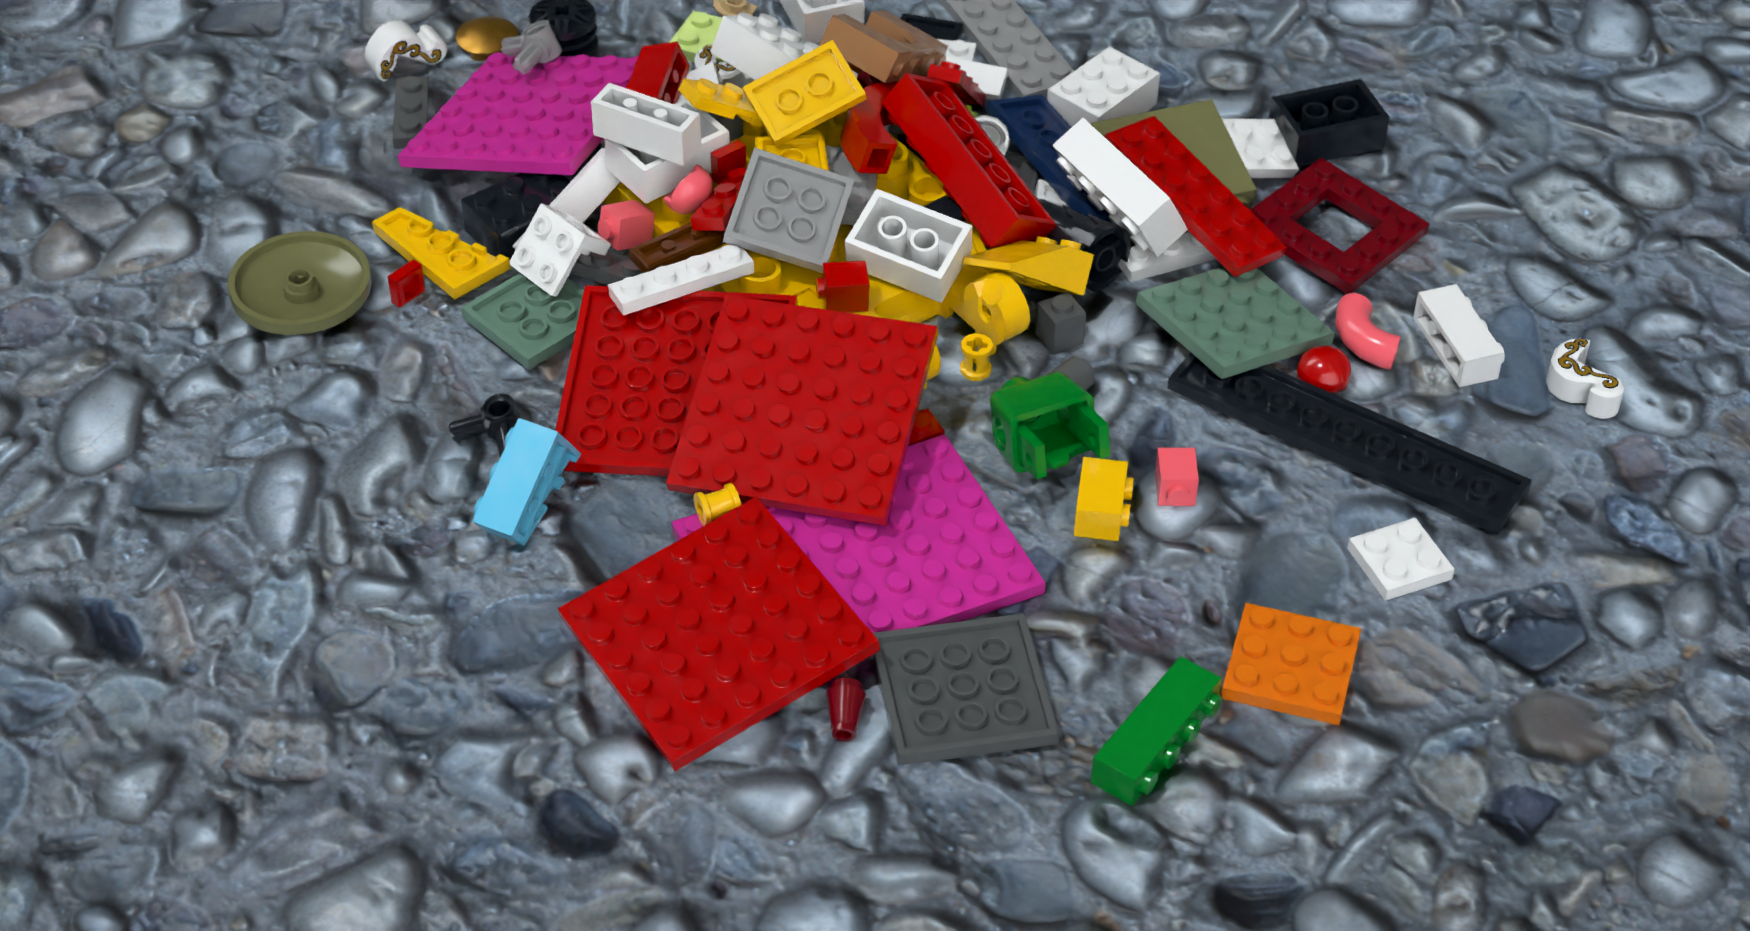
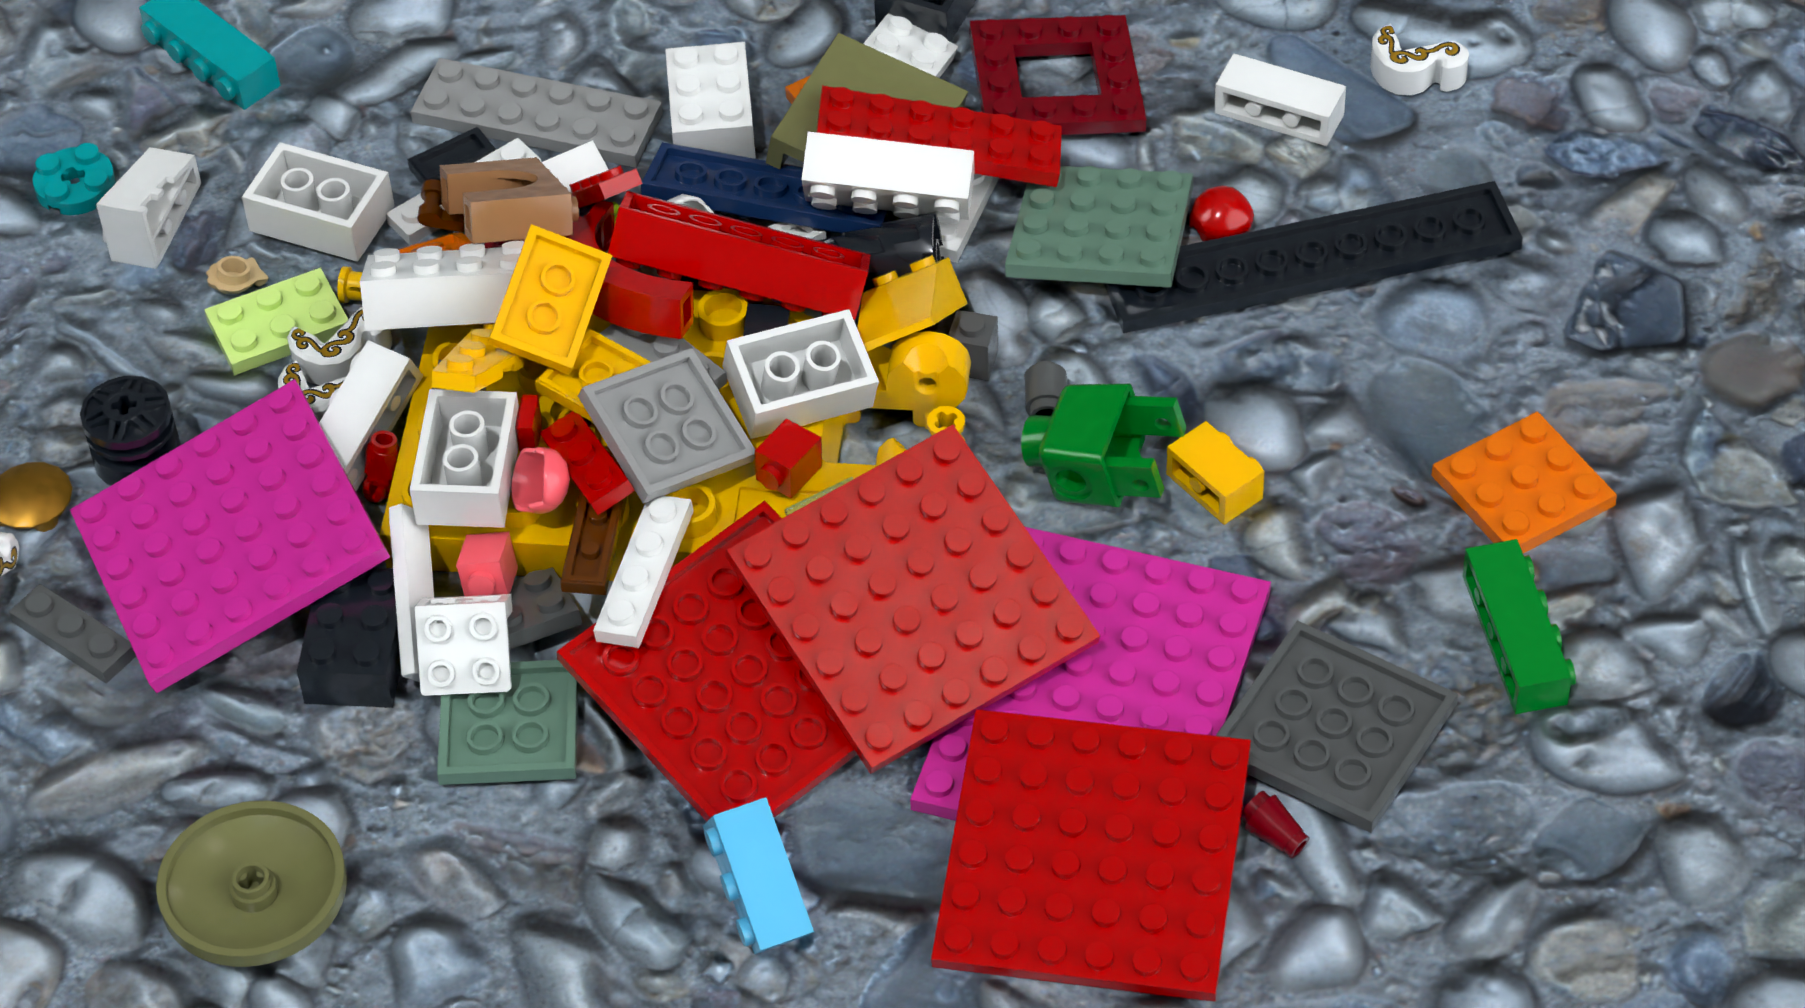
camera: 45 degrees left, 5 degrees up
(406, 283) = (347, 797): red tile -> none
(443, 256) = (344, 743): yellow wing -> none
(496, 419) = (625, 857): black axle -> none
(534, 46) = (143, 456): light grey axle -> none
(646, 124) = (460, 443): white brick -> none
(660, 71) = (348, 413): red brick -> none
(716, 504) = (947, 746): yellow bush -> none
(1176, 476) = (1244, 403): coral brick -> none
(1361, 334) = (1209, 158): coral cylinder -> none
(1400, 559) = (1482, 330): white plate -> none

